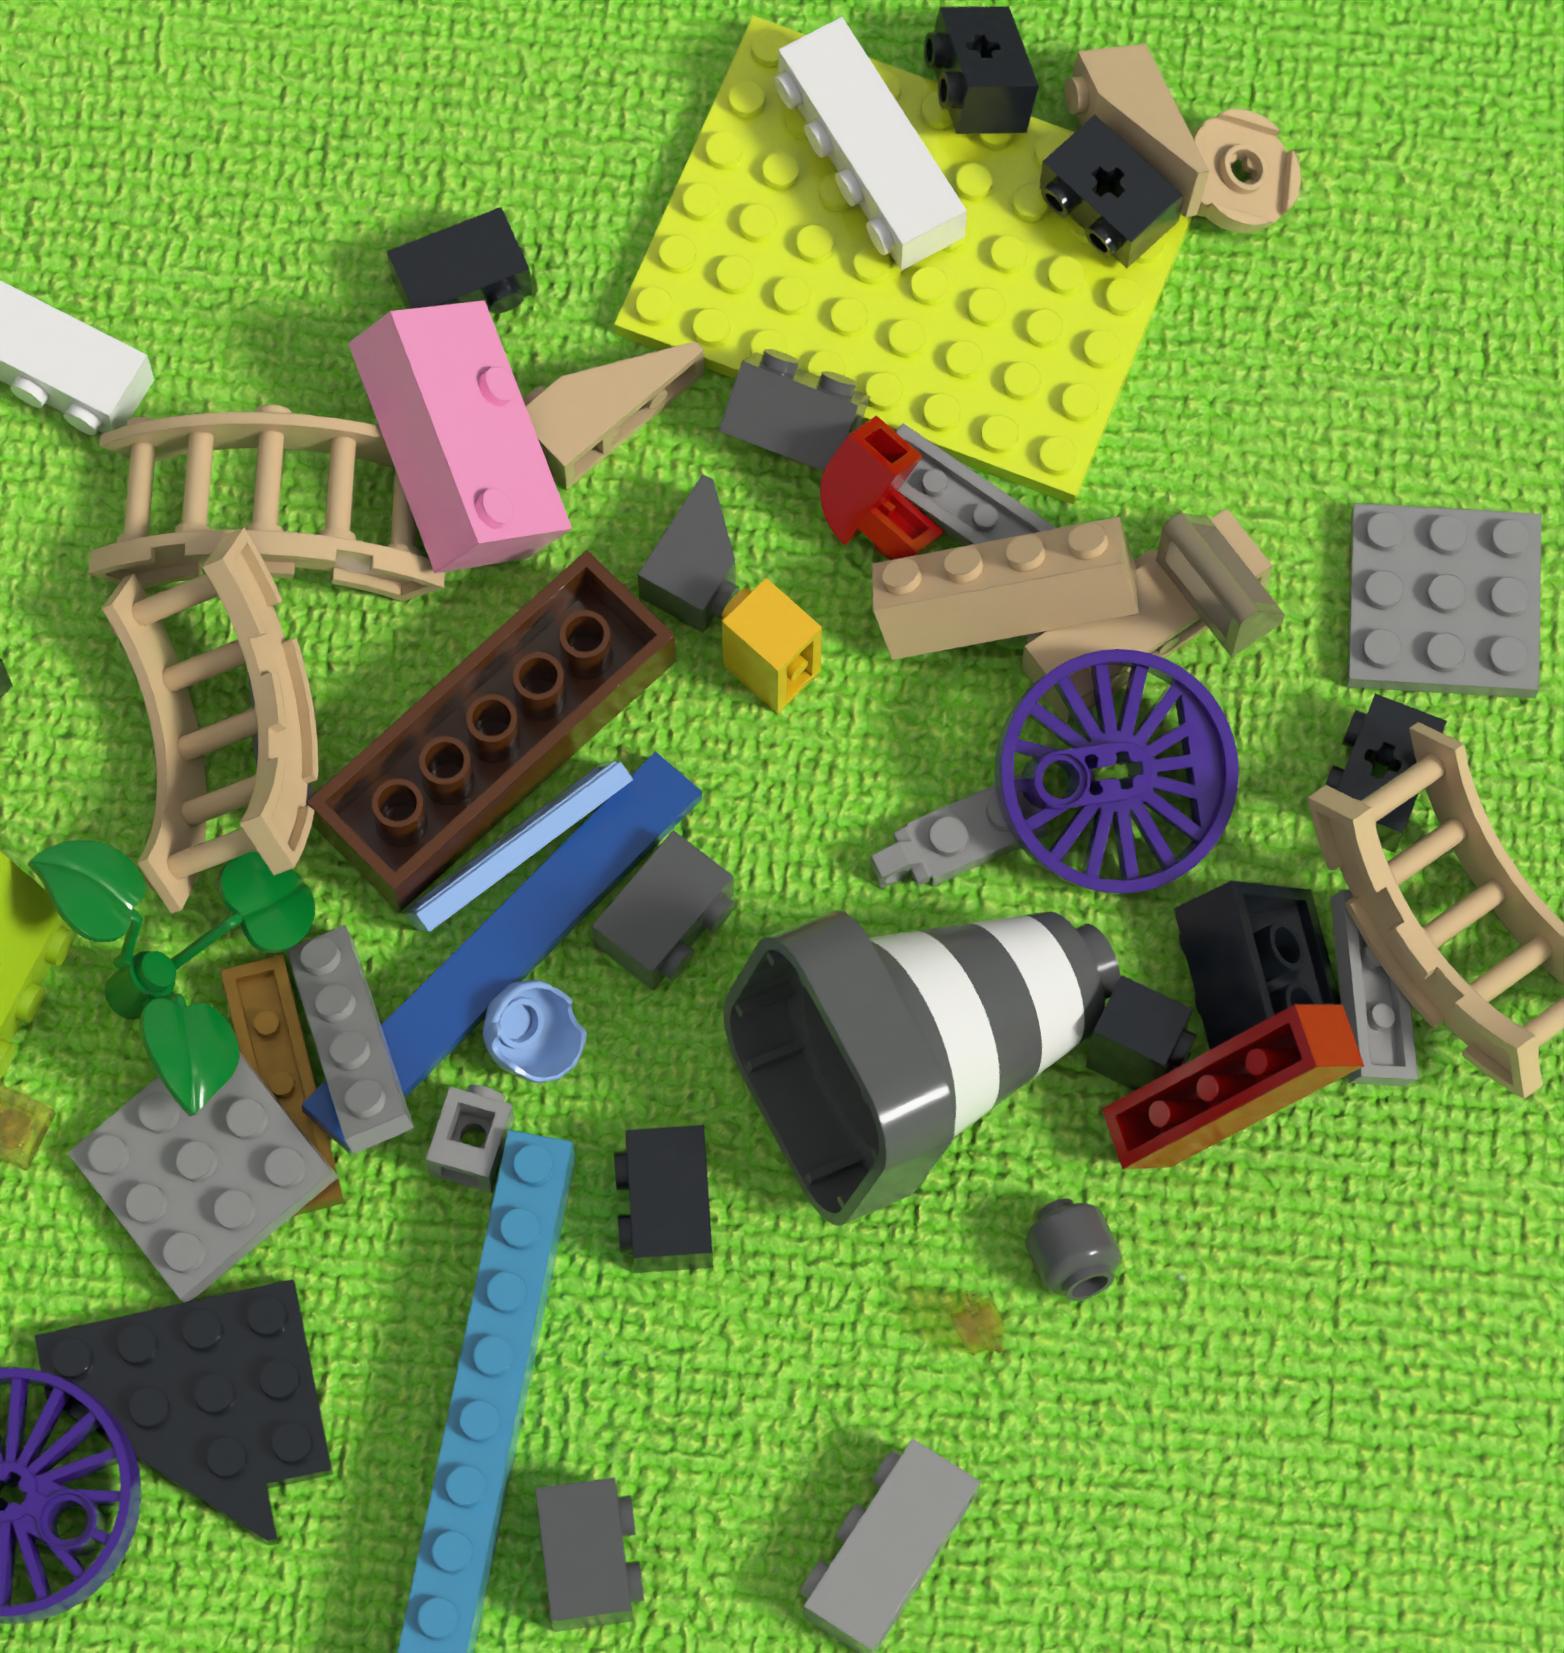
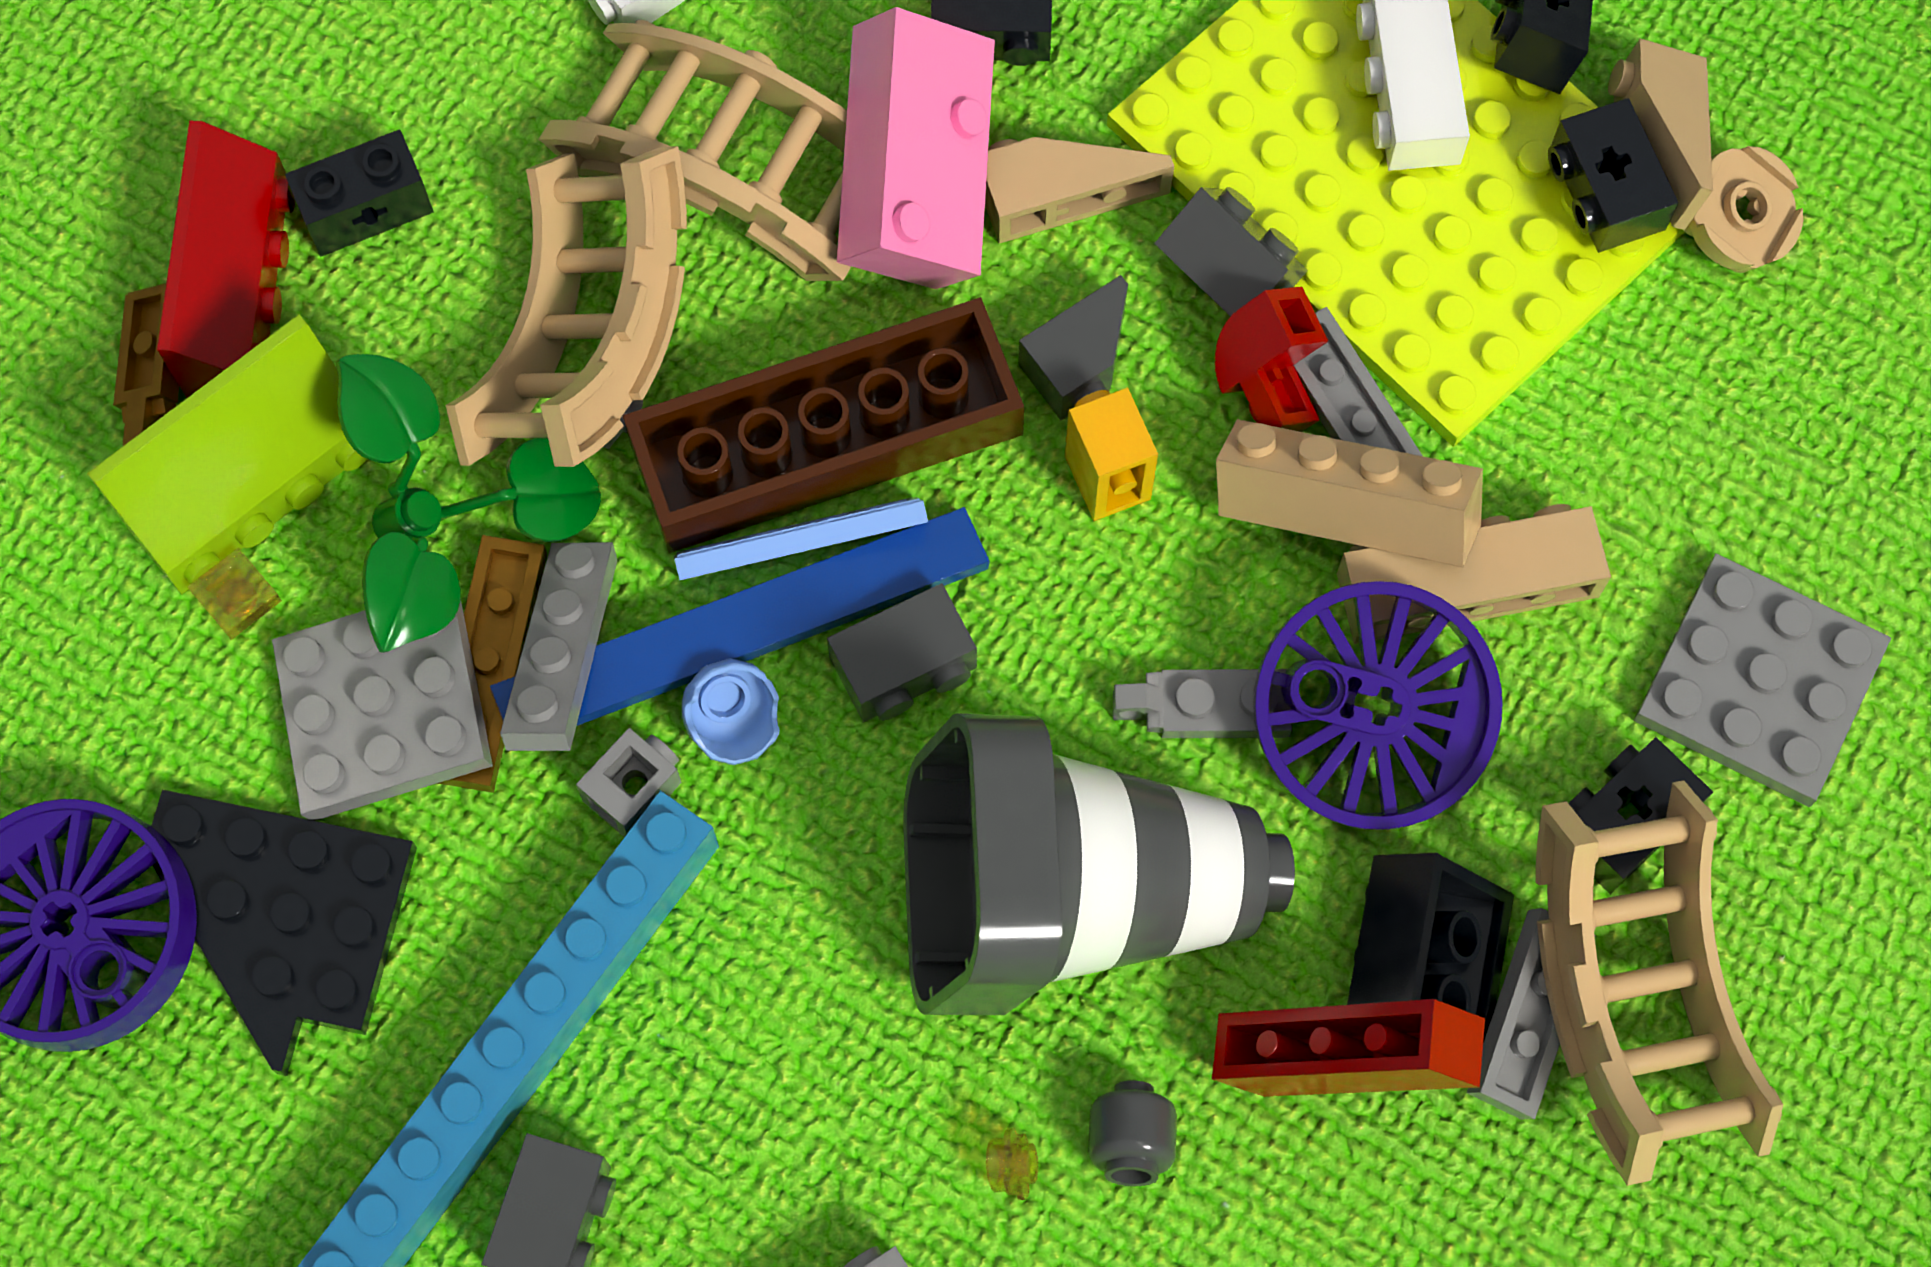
camera: 25 degrees right, 0 degrees up
(667, 1199) = (779, 918): black brick -> none
(1140, 1036) = (1285, 960): black brick -> none
(1216, 582) = (1550, 568): dark tan tile -> none

